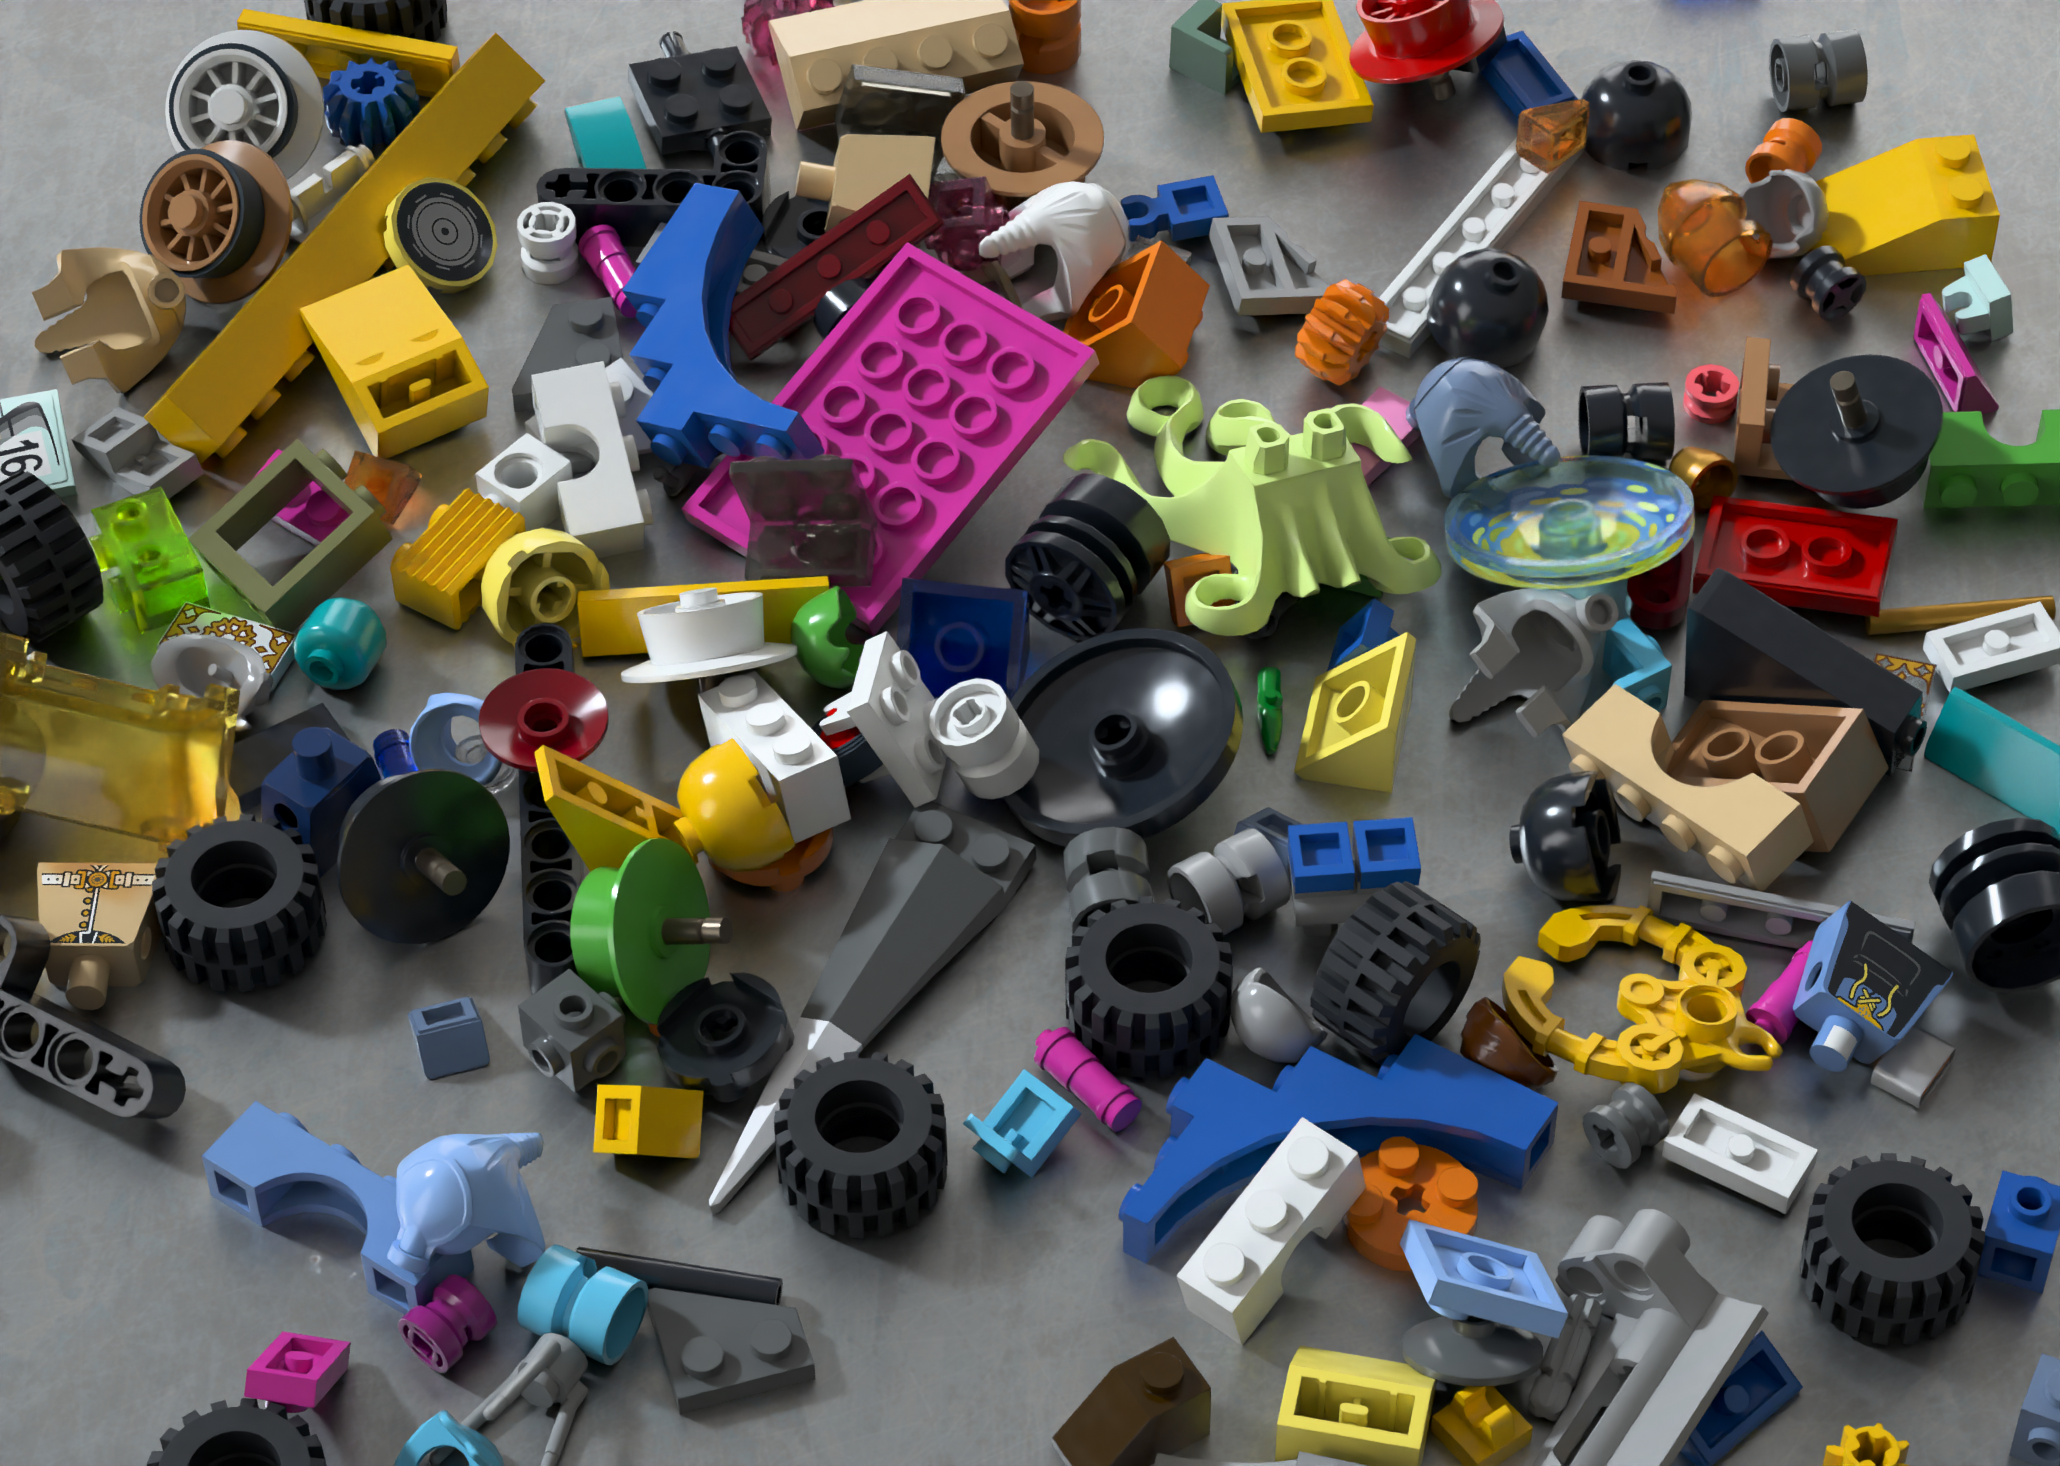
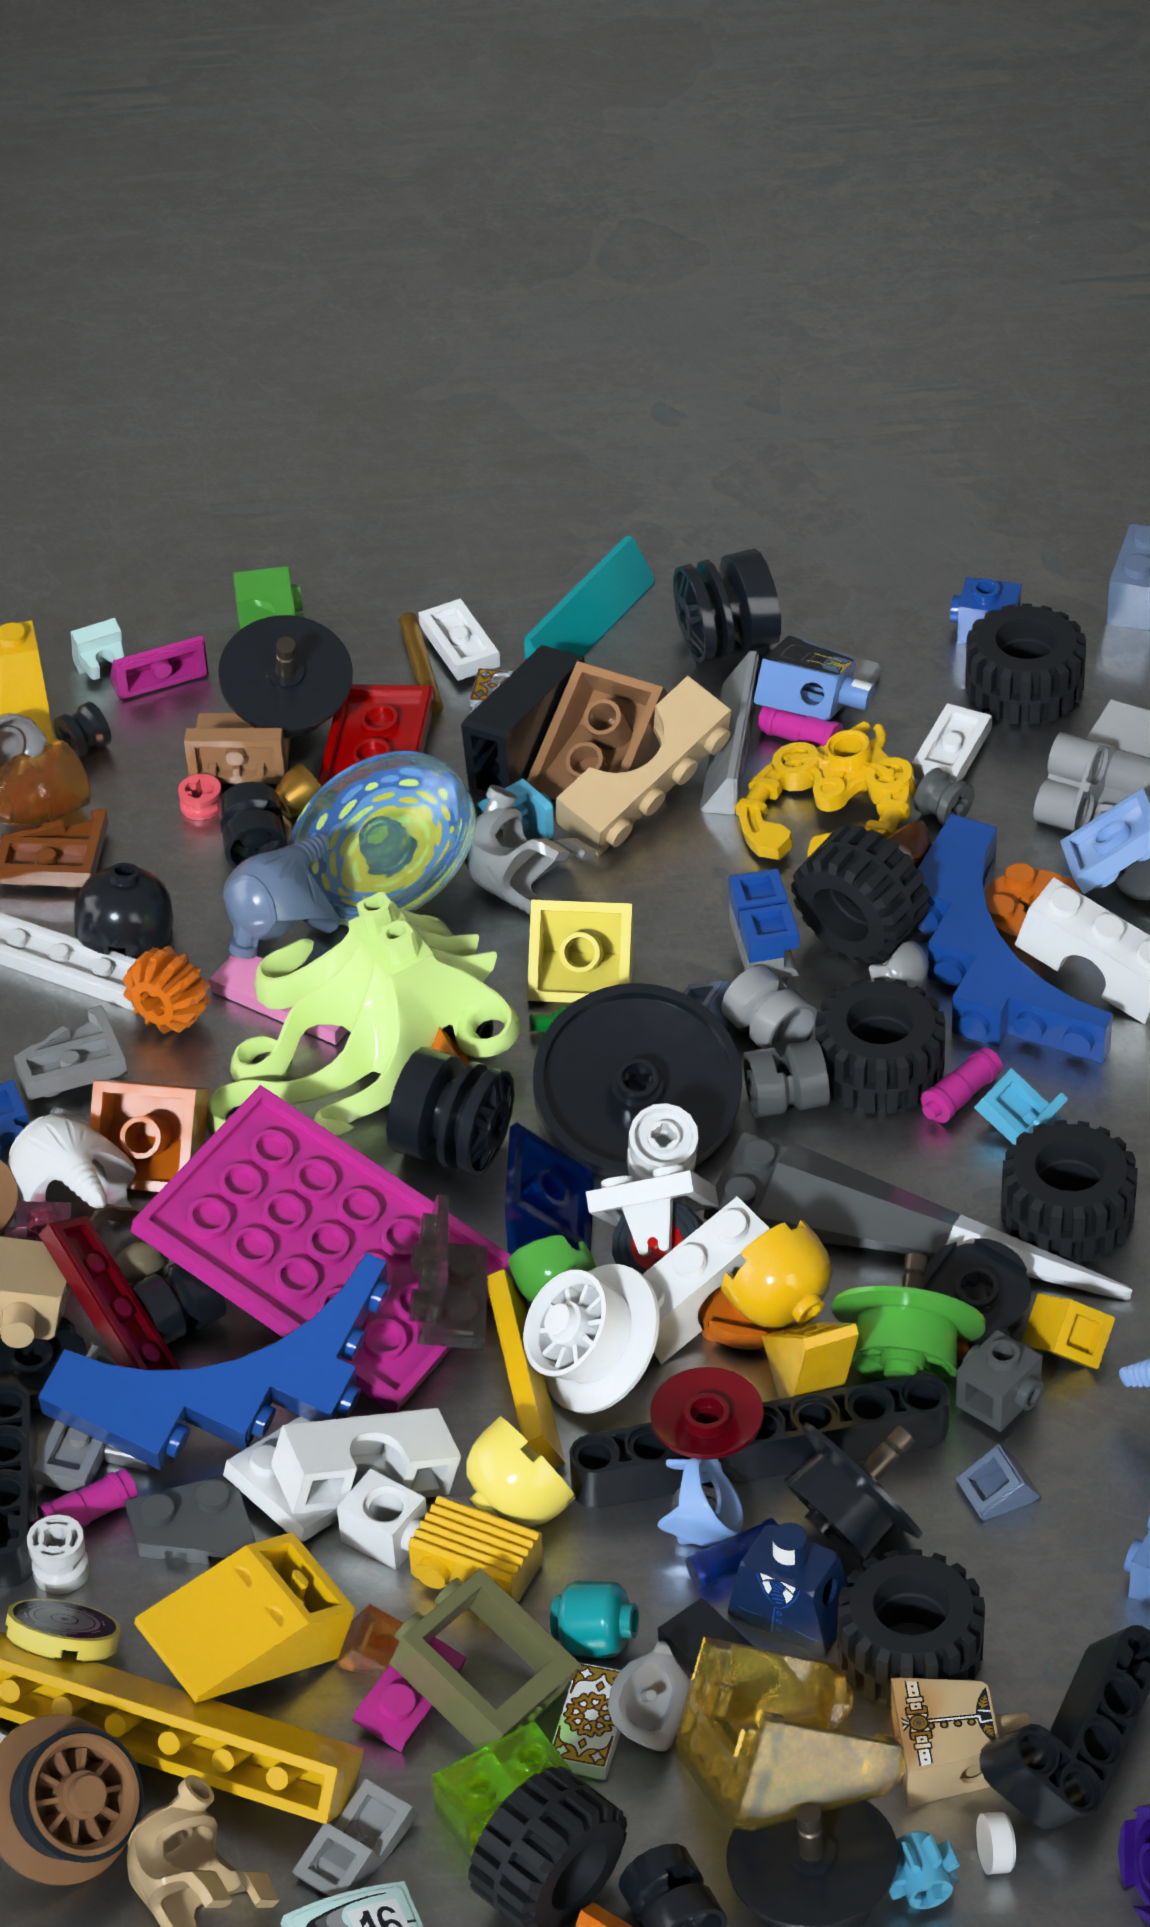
camera: 95 degrees left, 5 degrees down
(1363, 633) = (511, 963): blue tile -> none
(1568, 838) = (694, 828): black cylinder -> none

